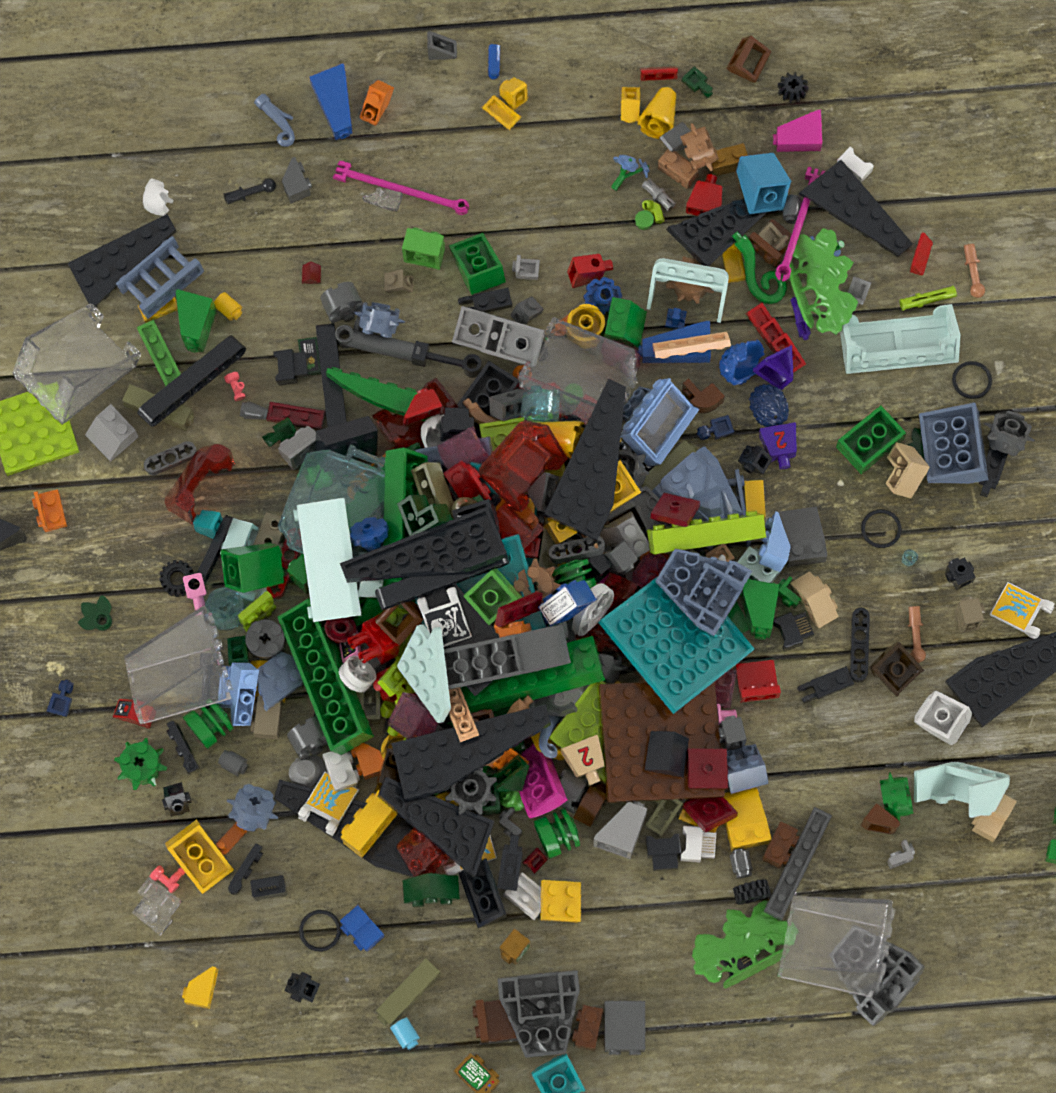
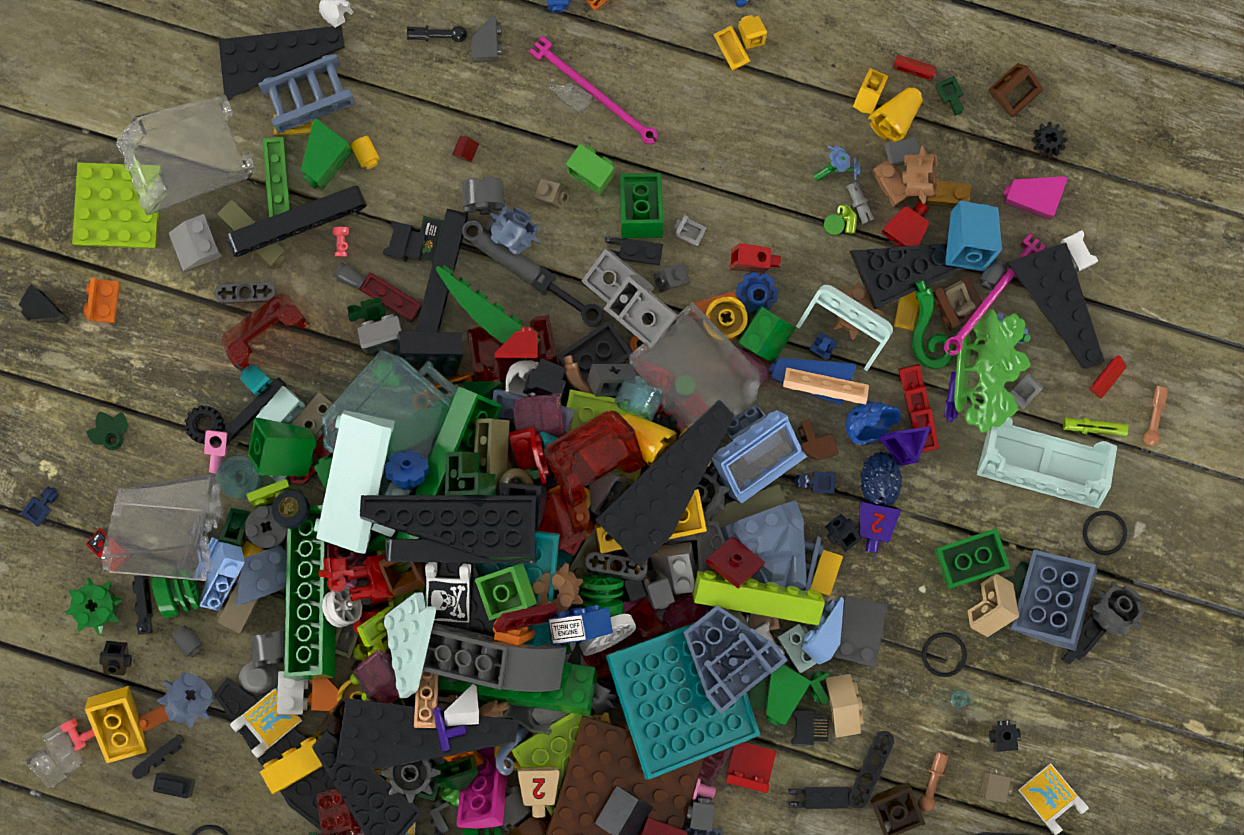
camera: 20 degrees right, 10 degrees up
(275, 608) = (287, 502): none -> black wheel
(341, 642) = (335, 570): none -> red hips
(488, 736) = (443, 733): none -> dark purple piece
(496, 710) = (464, 709): none -> white slope

